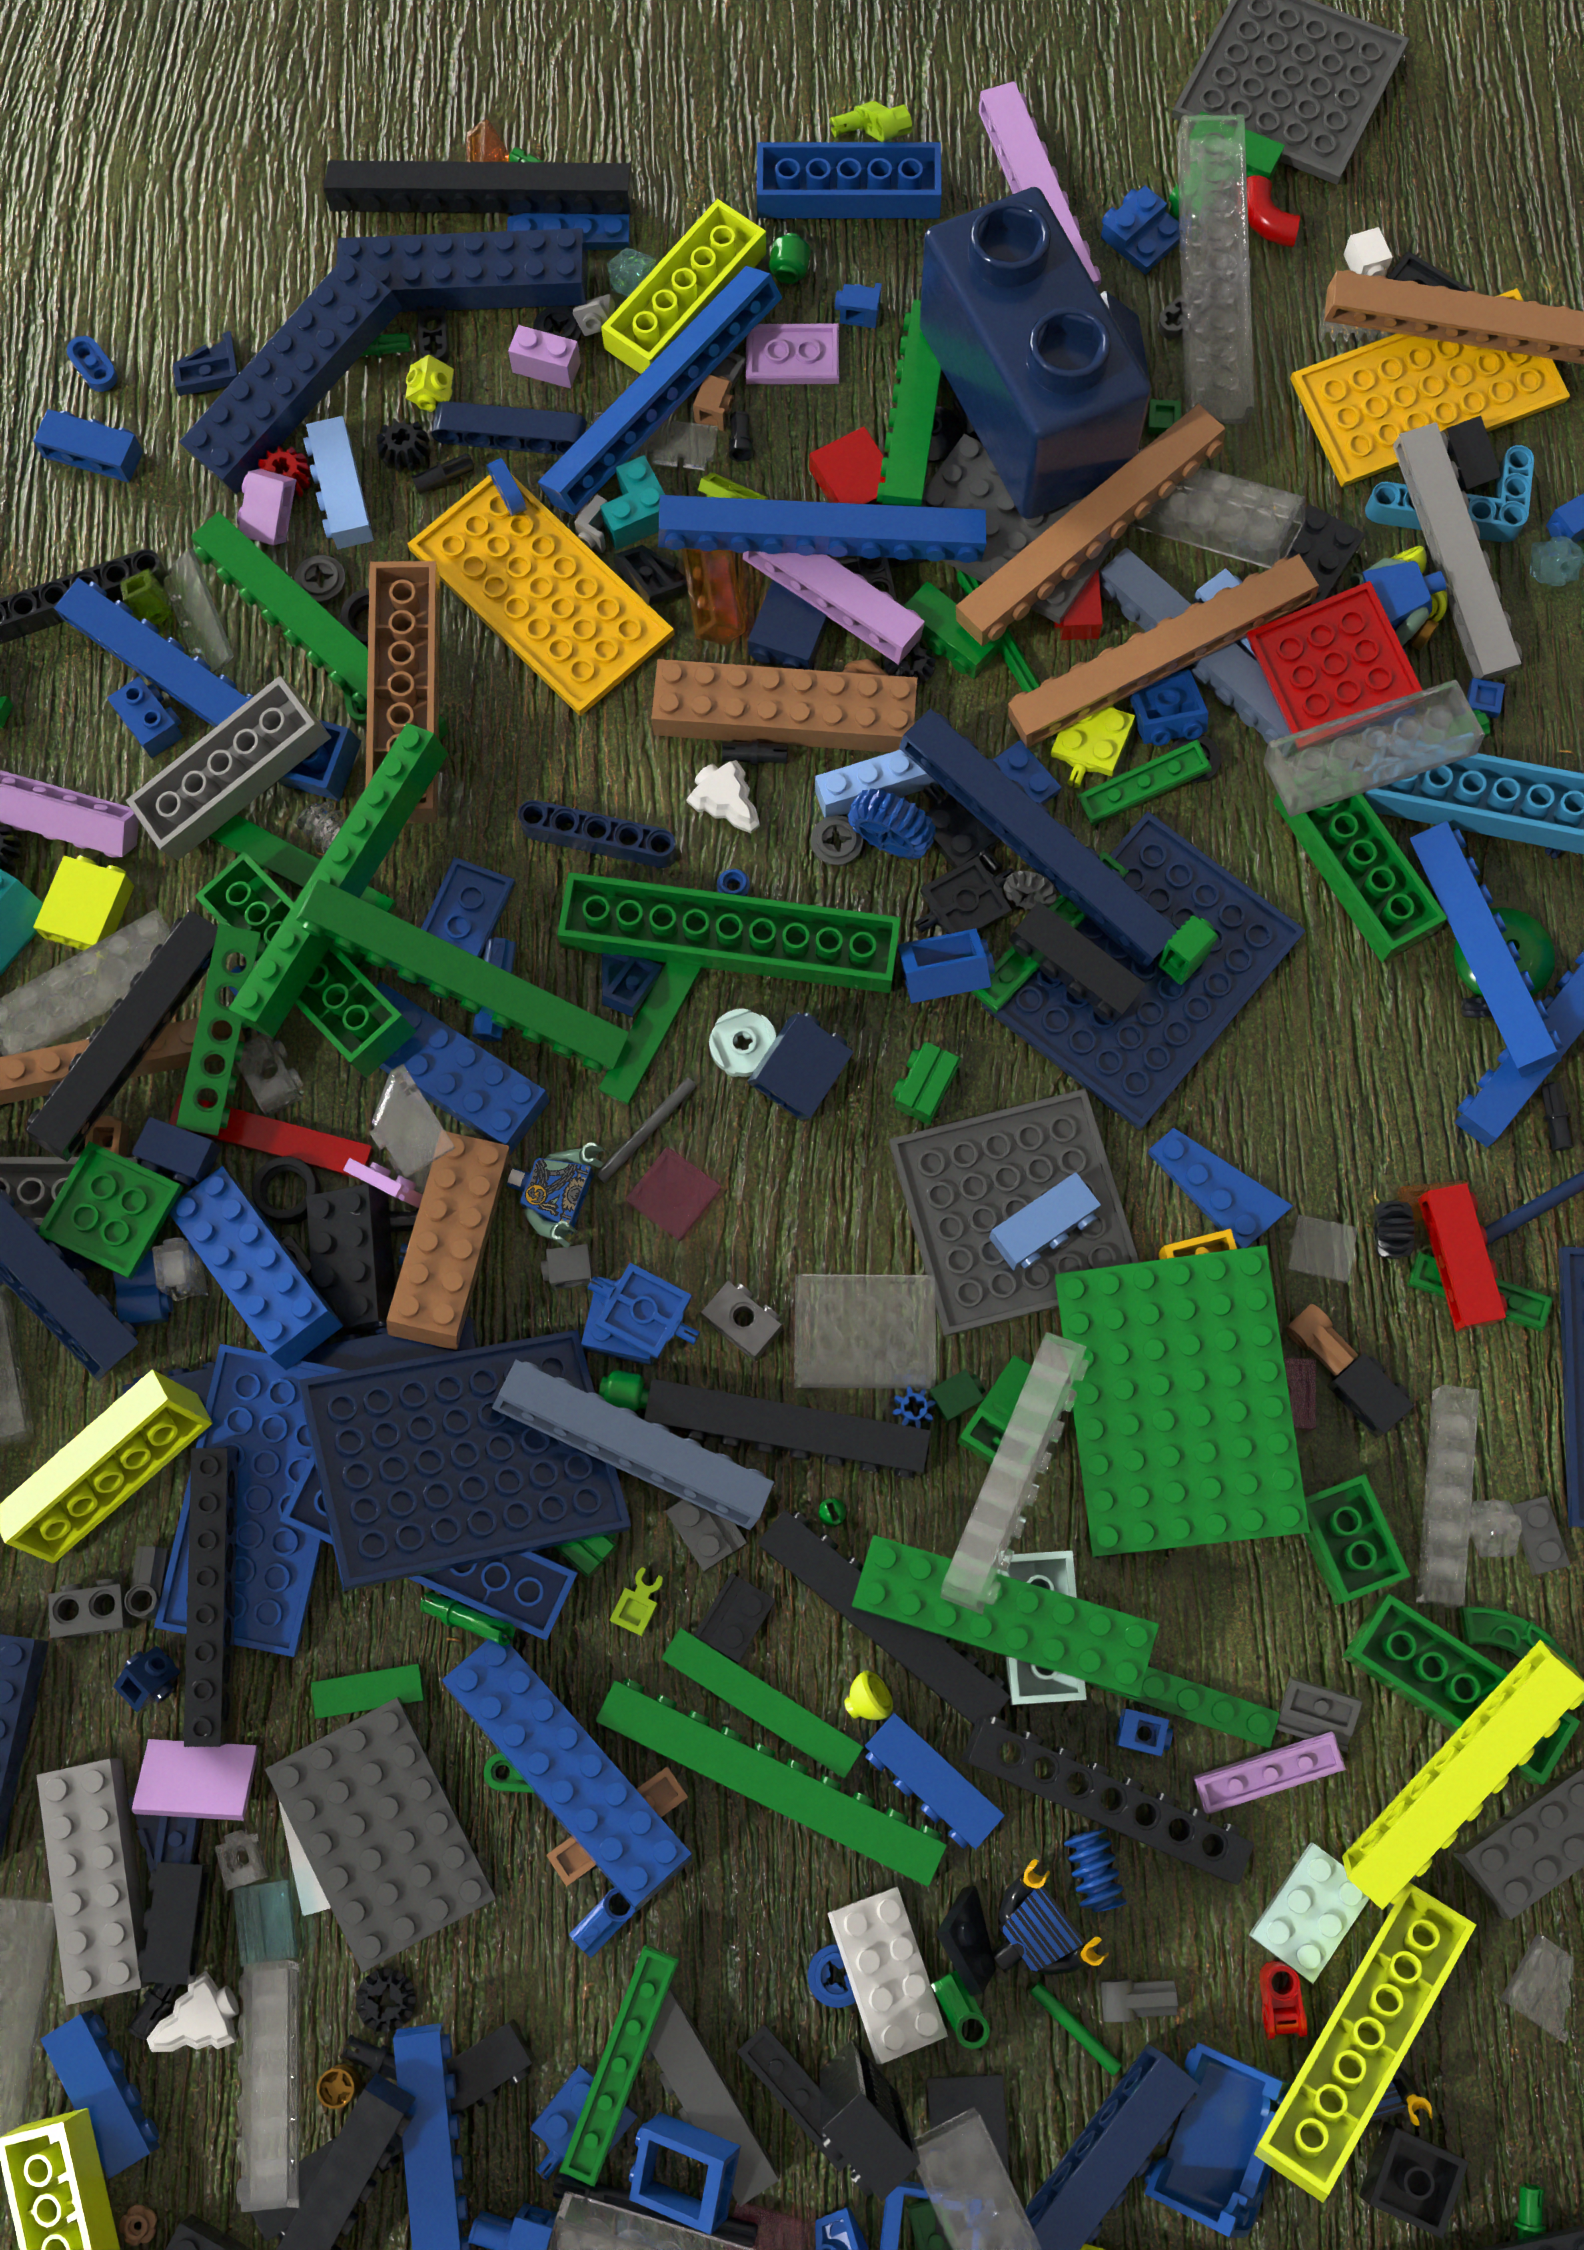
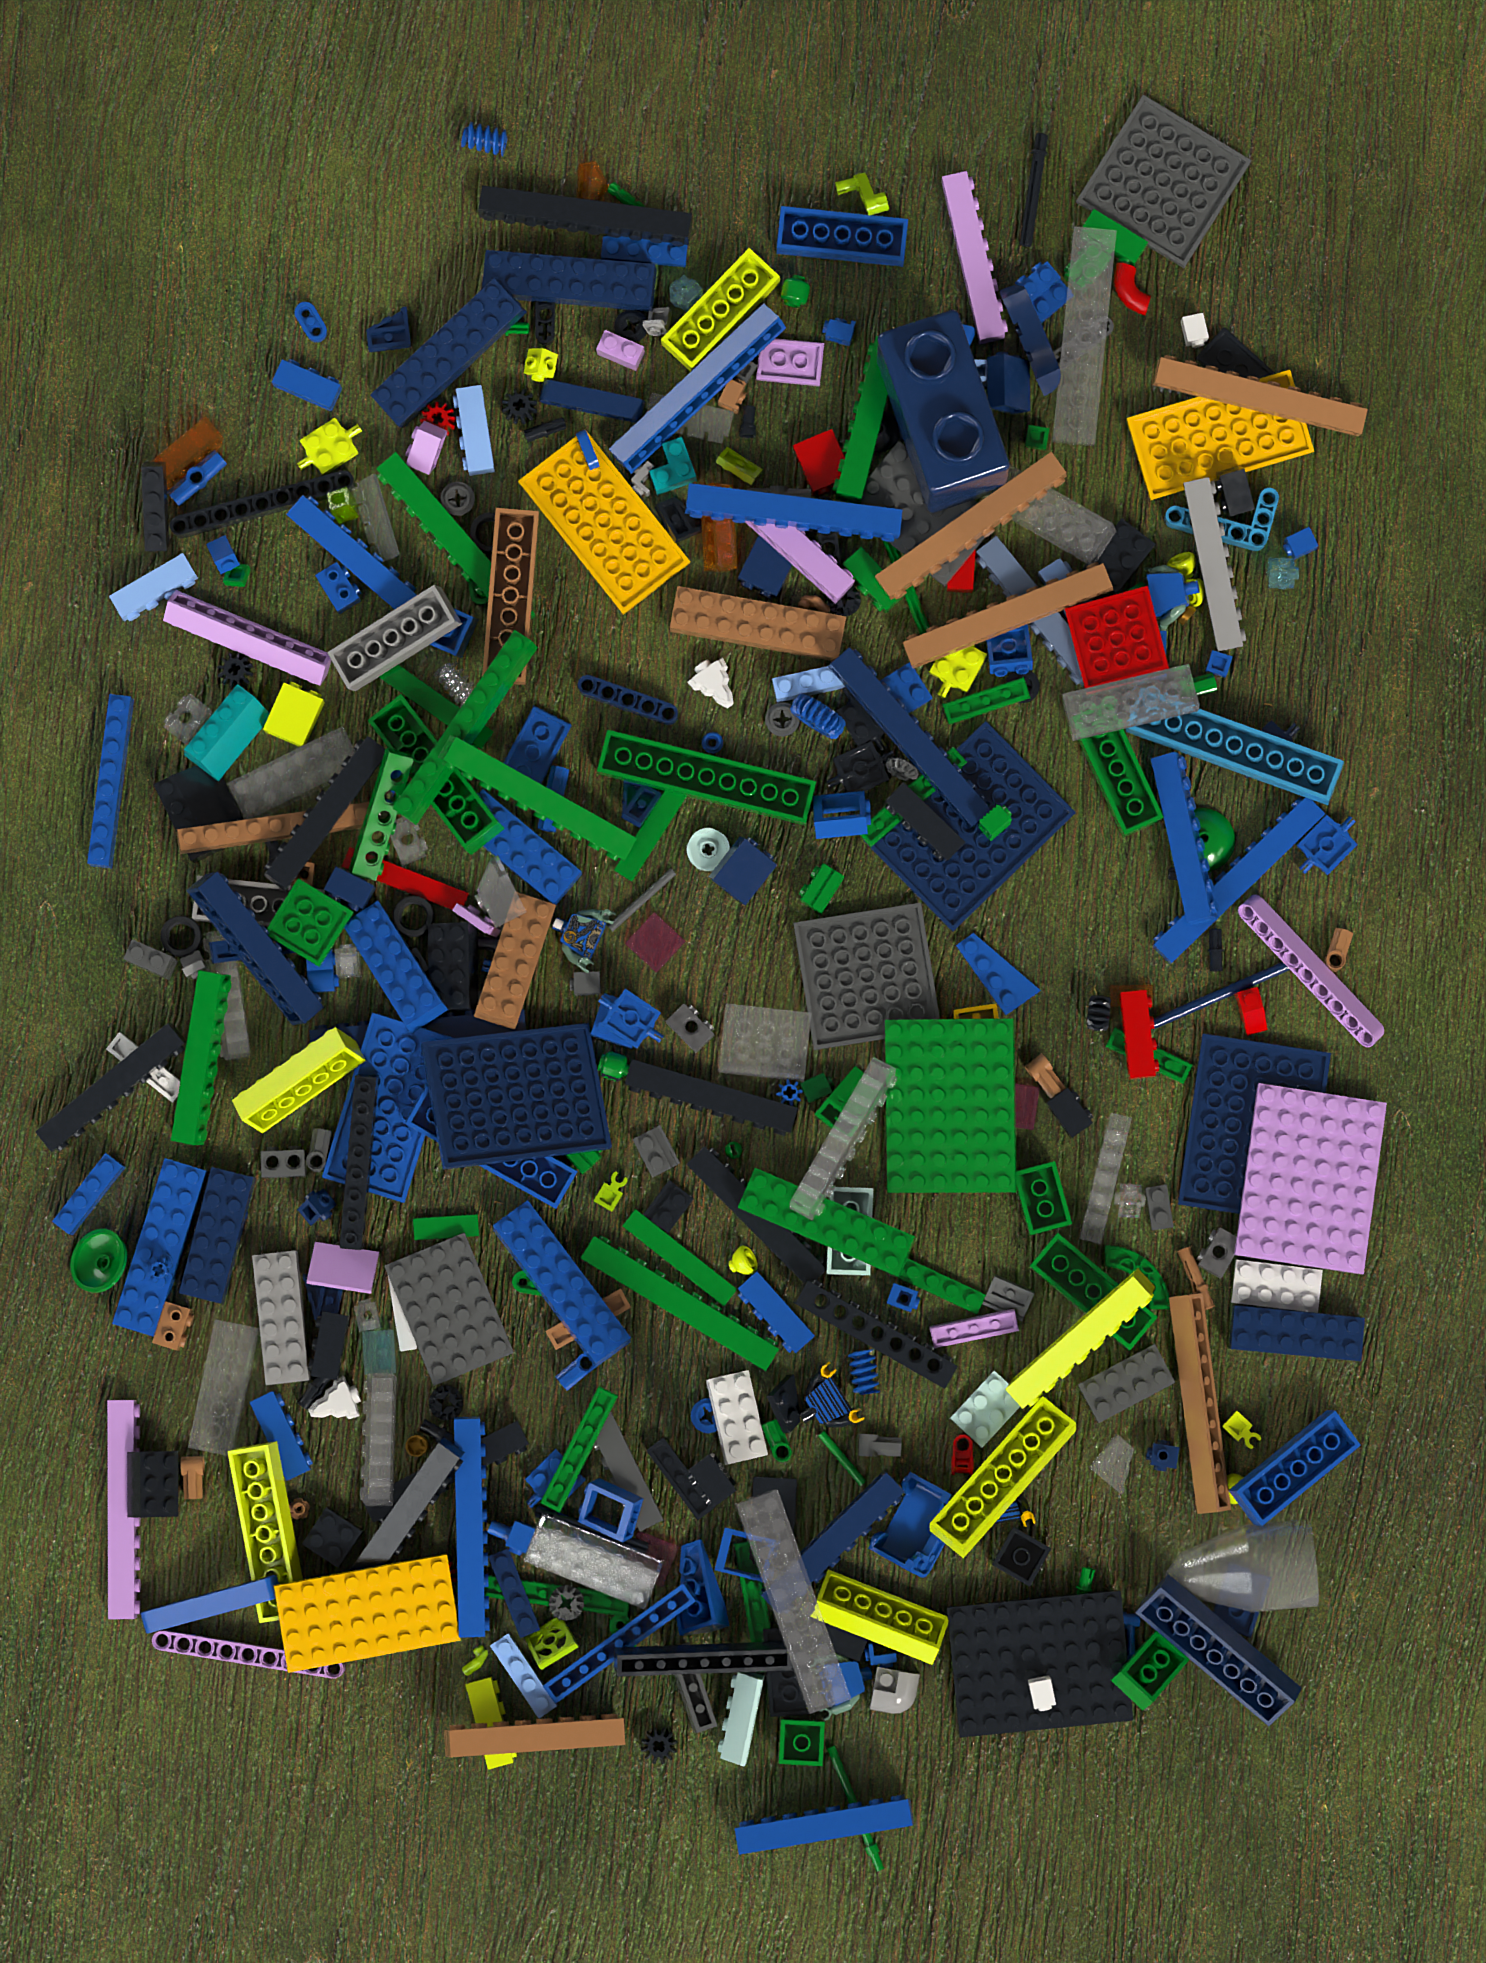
camera: 10 degrees right, 10 degrees up
(125, 525) = (329, 446): none -> neon yellow plate
(328, 108) = (484, 139): none -> blue piece
(458, 1614) = (503, 1187): green pin -> none
(633, 1444) = (617, 1098): sand blue brick -> none
(754, 752) = (735, 652): black pin -> none
(1045, 1222) = (883, 987): medium blue brick -> none
(1110, 59) = (1033, 190): none -> black axle
(1138, 280) = (1032, 337): none -> dark blue brick
(1322, 1248) = (1056, 1018): clear piece -> none

